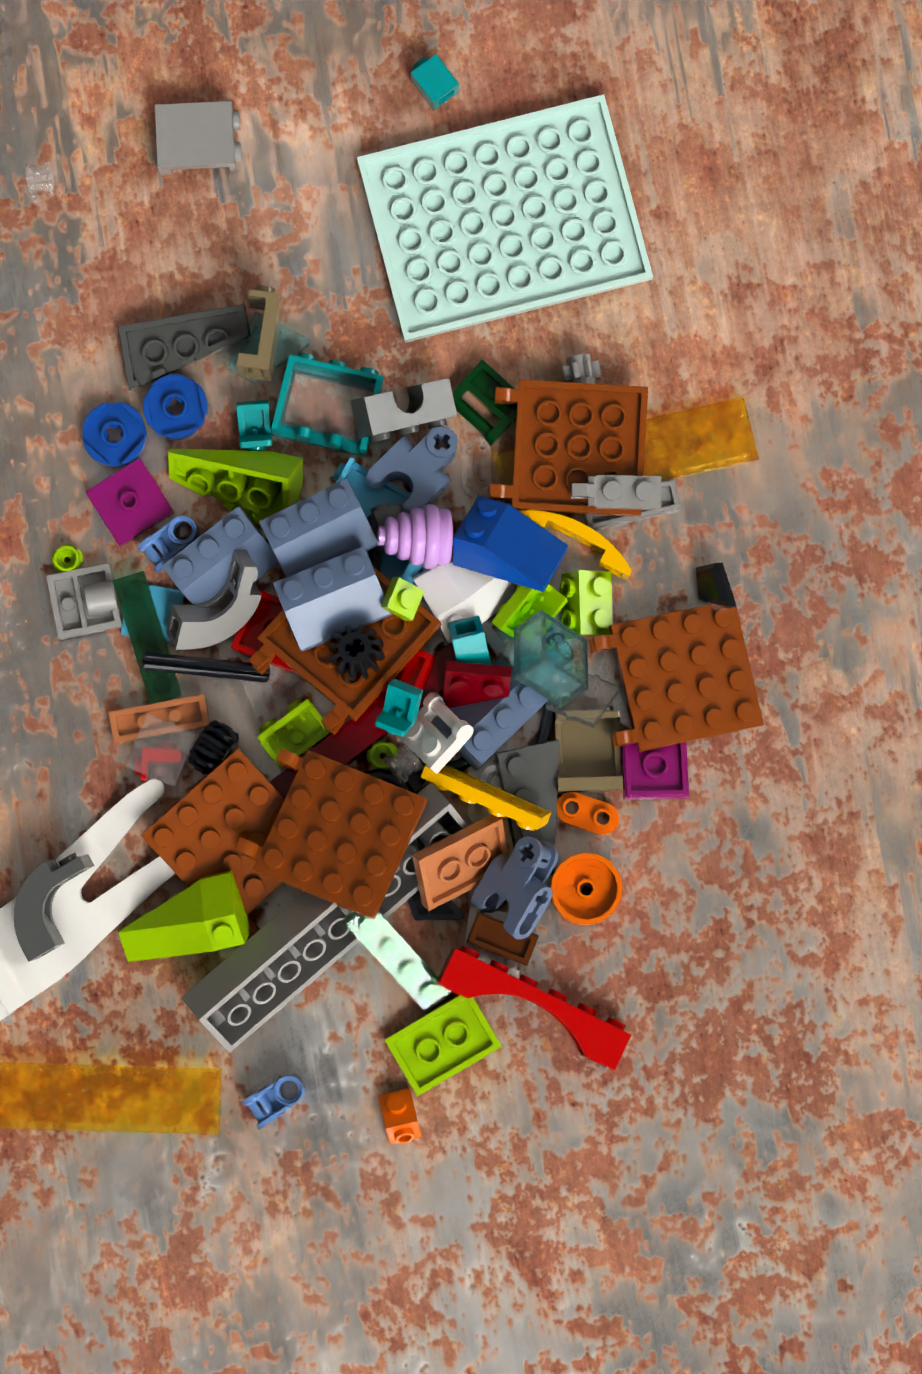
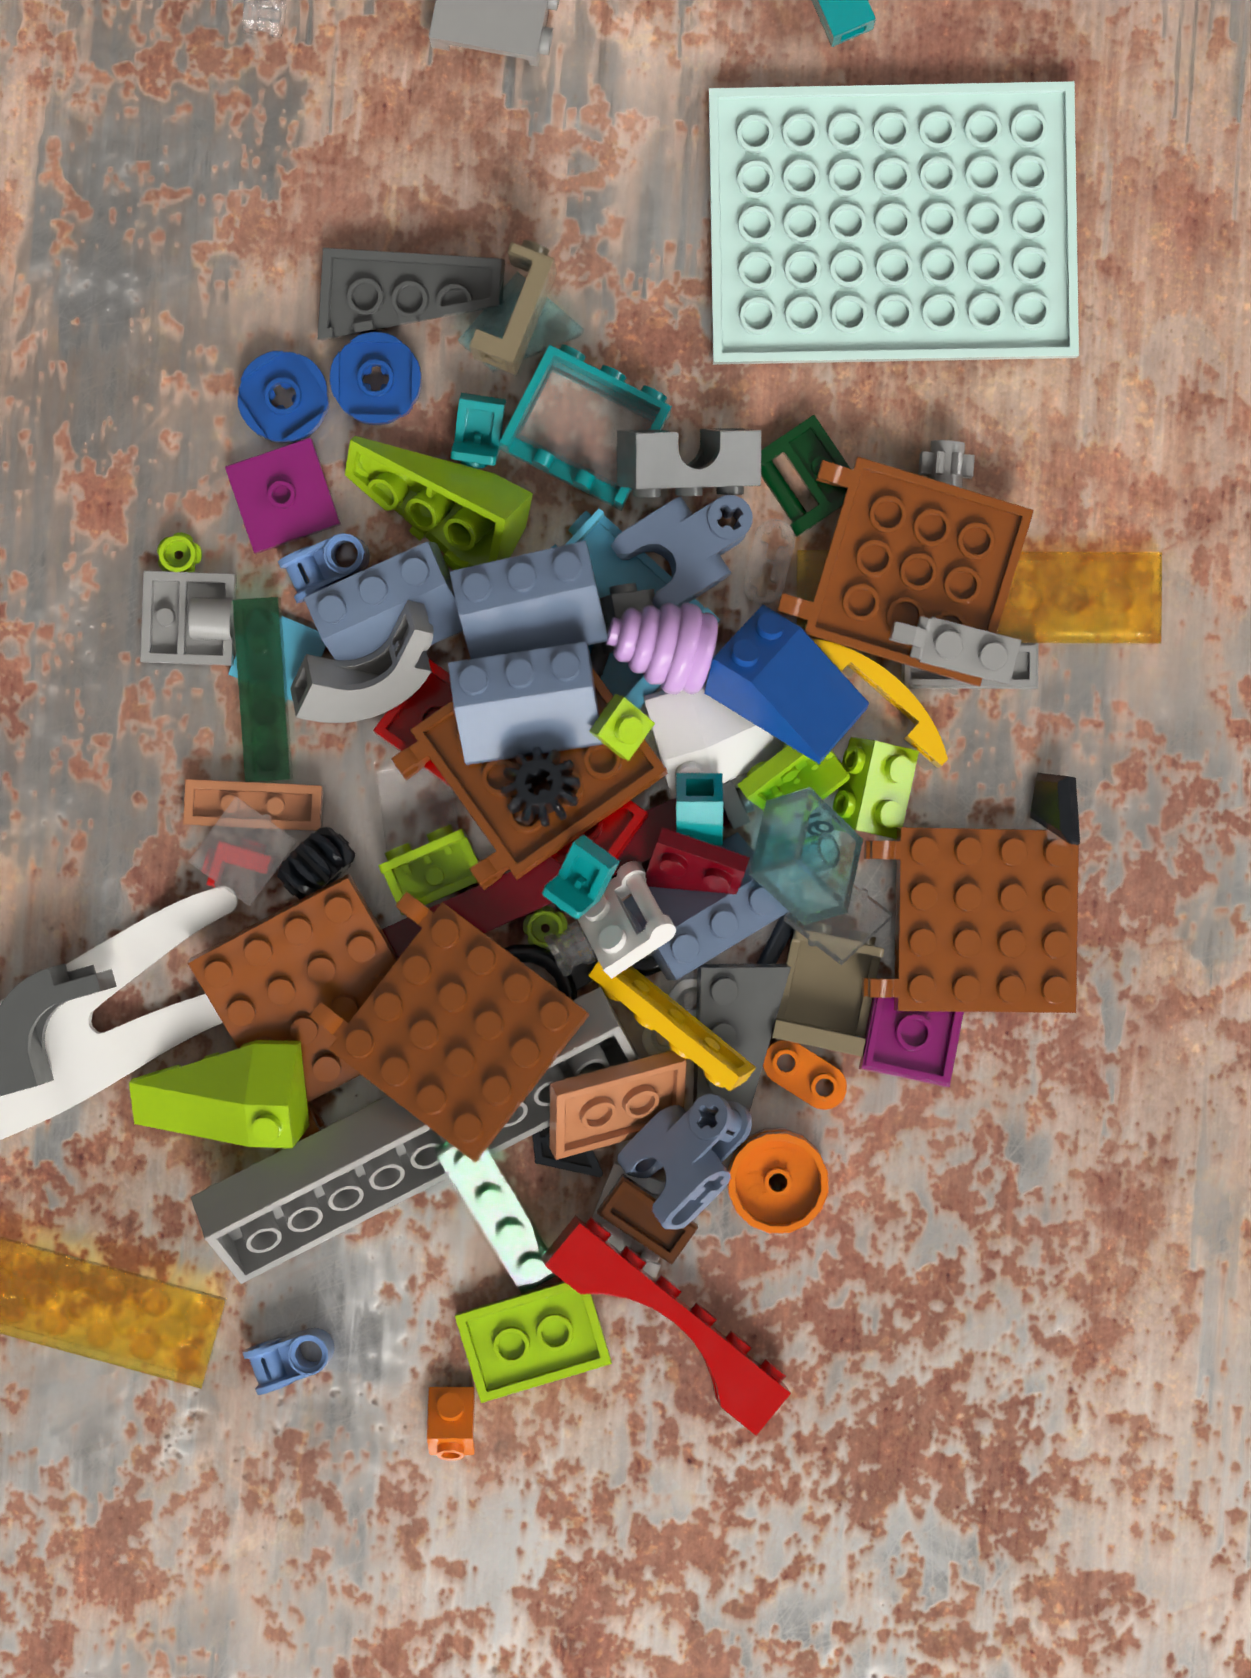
camera: 15 degrees right, 5 degrees up
(202, 667) = (326, 748): black axle -> none

